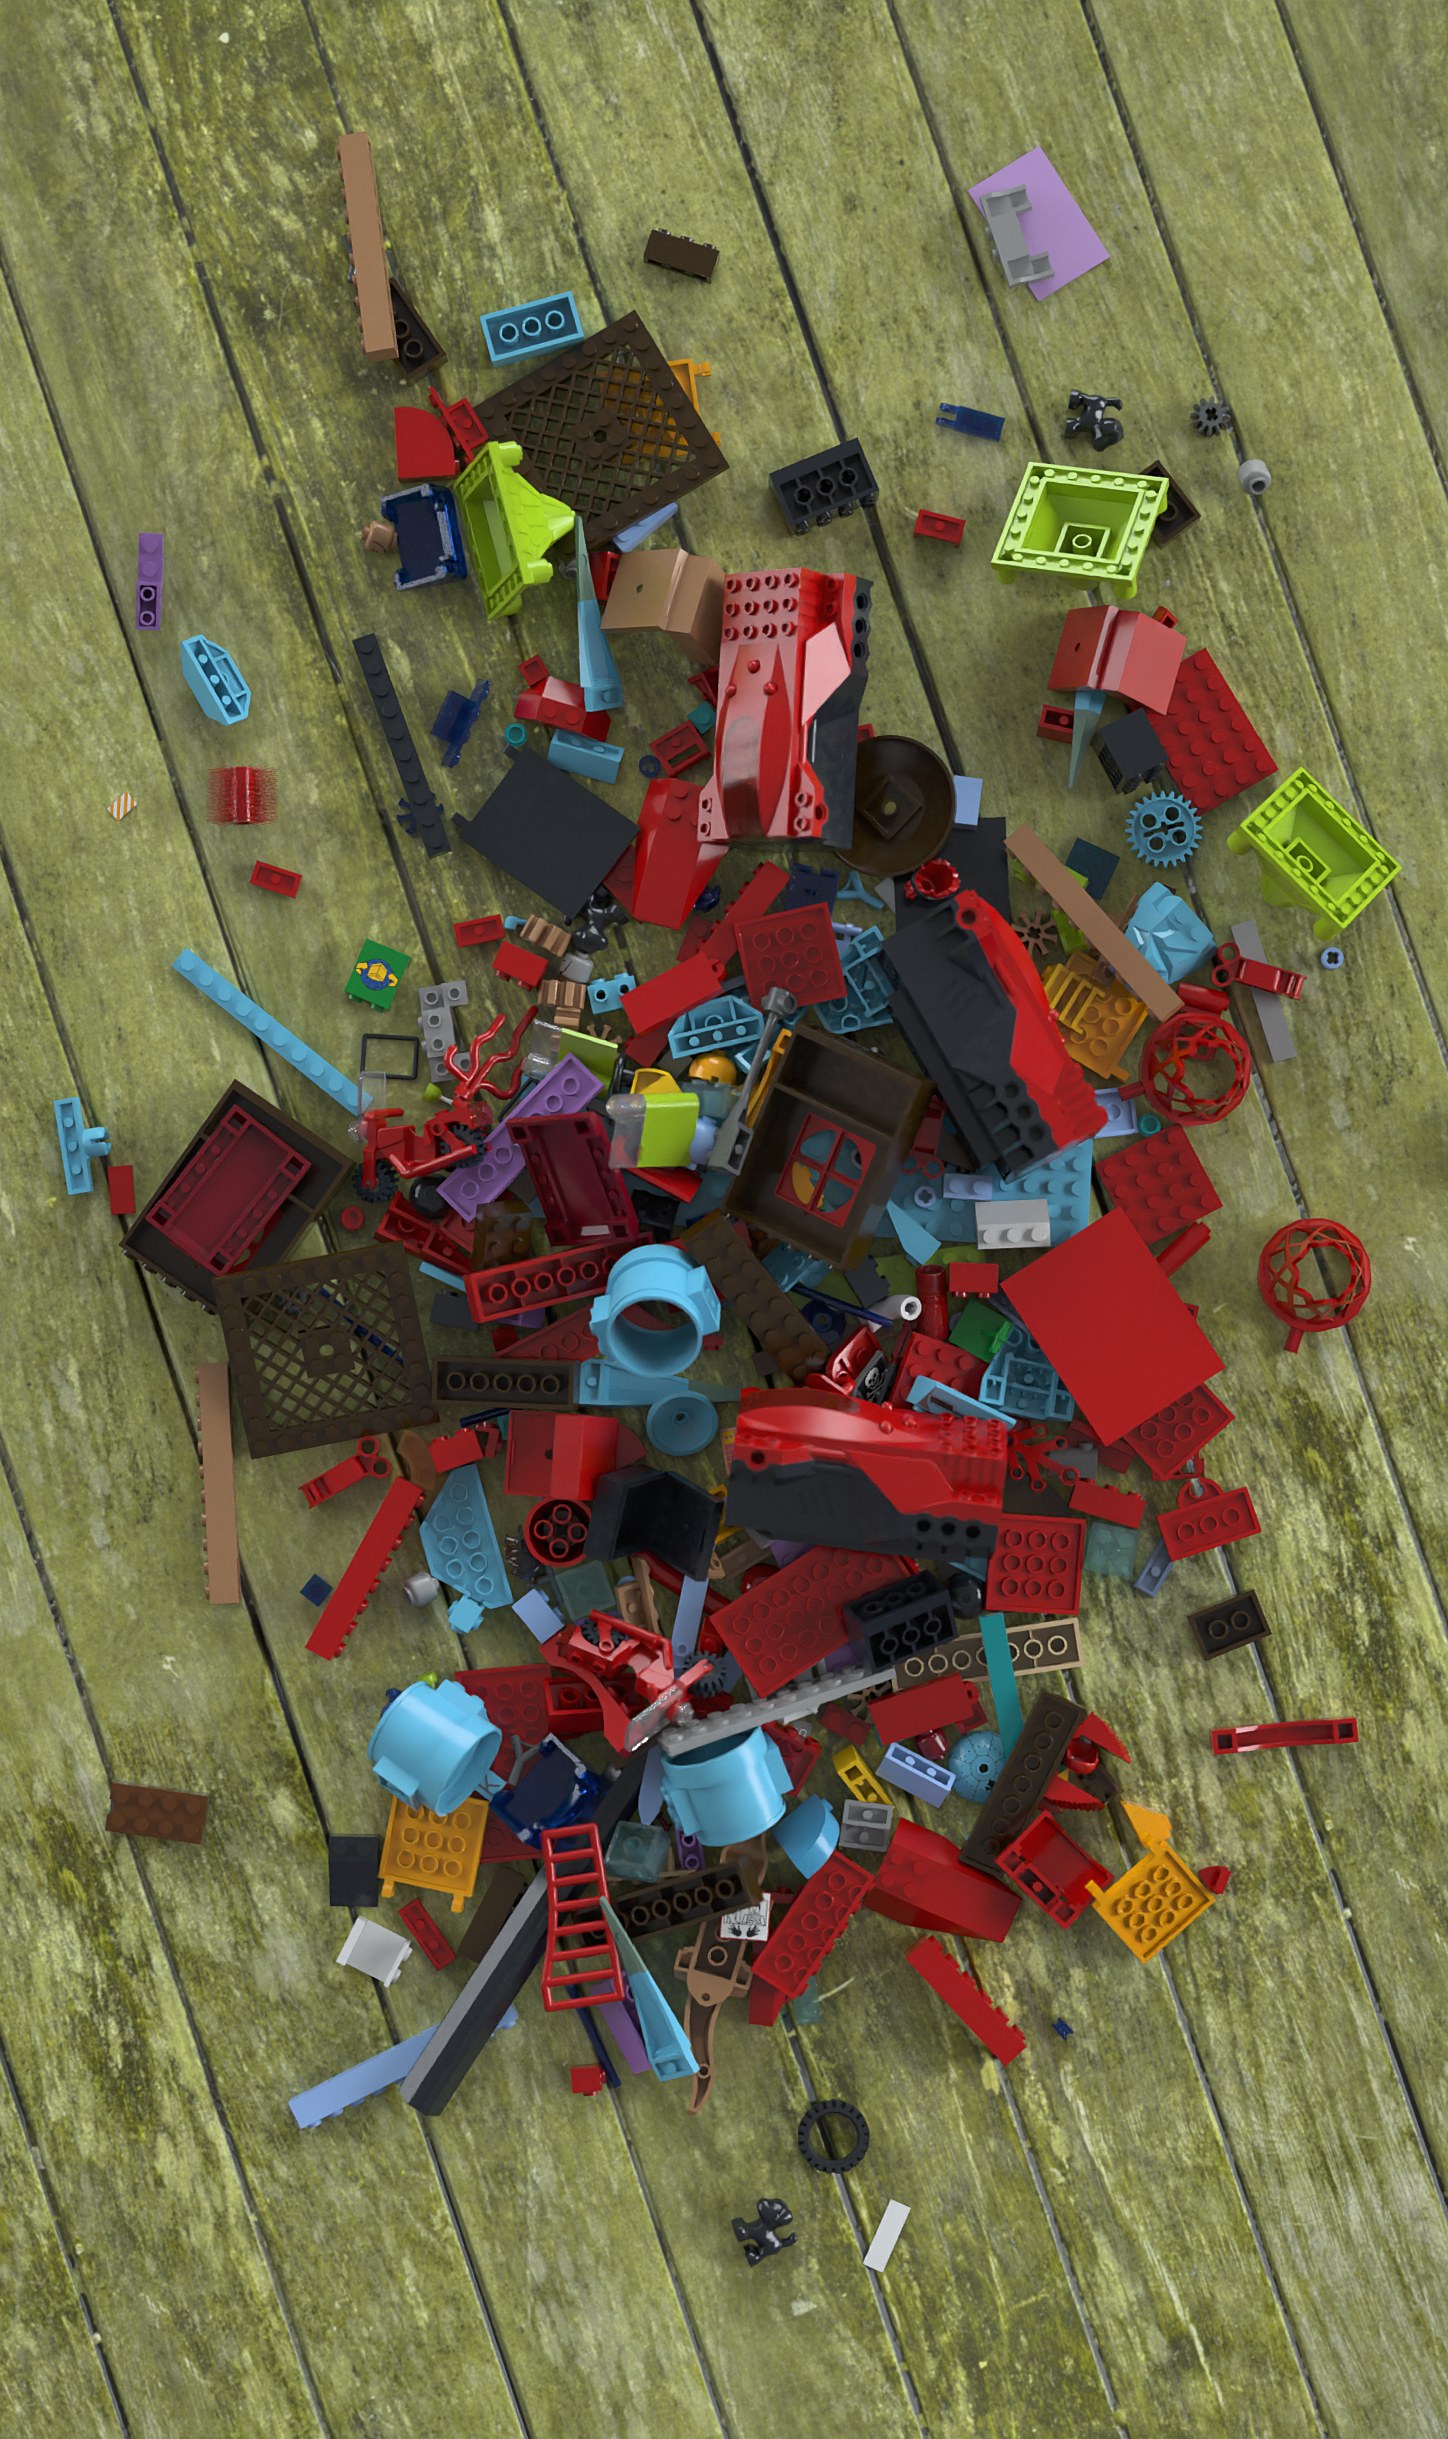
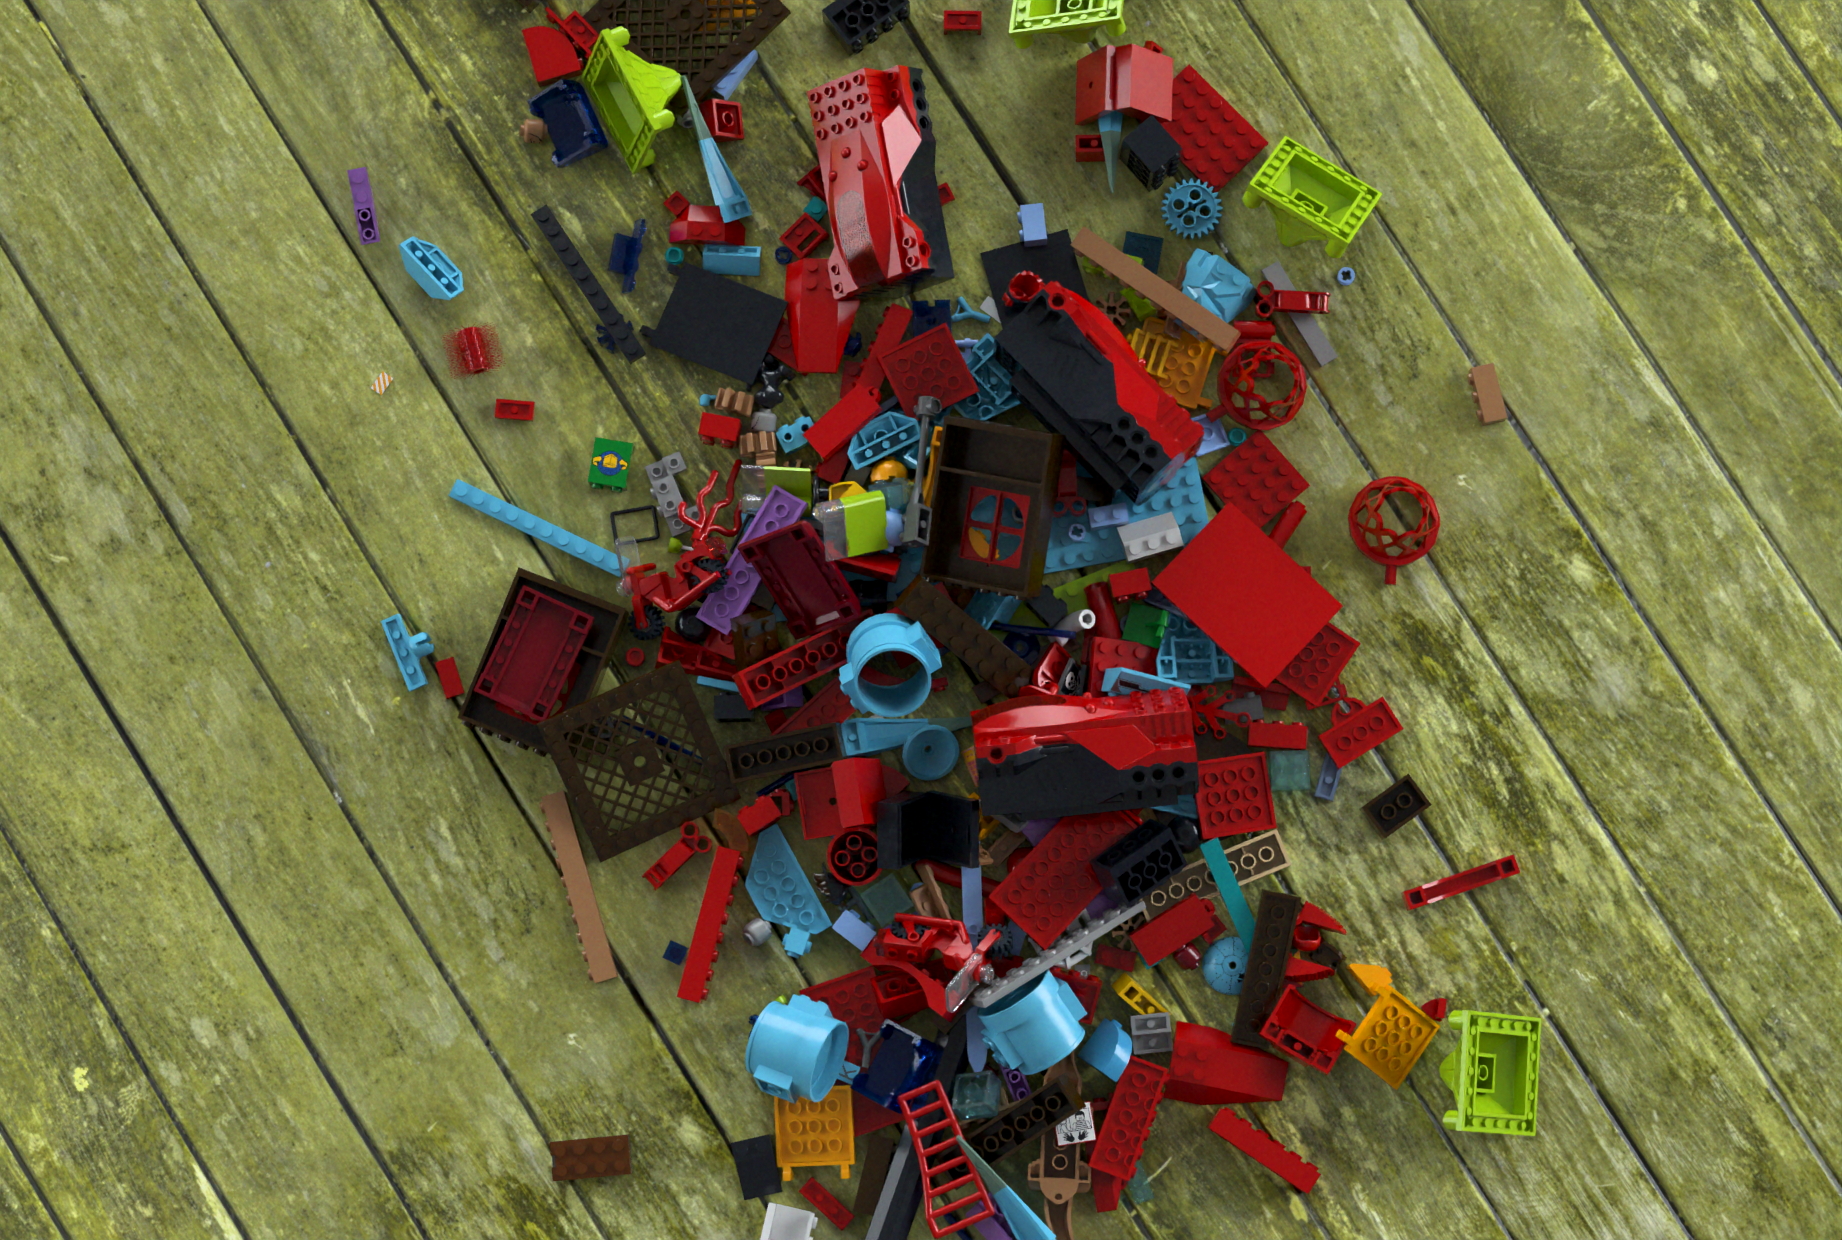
camera: 10 degrees left, 5 degrees down
(479, 931) = (681, 412): red plate -> none
(677, 596) = (774, 117): medium nougat container -> none
(913, 1238) = (1075, 565): medium azure slope -> none
(915, 1774) = (1180, 983): light blue brick -> none
(925, 801) = (1004, 235): dark brown dish -> none
(1062, 2028) = (1345, 1156): clear blue bush -> none
(1263, 1978) = (1493, 1073): none -> lime piece

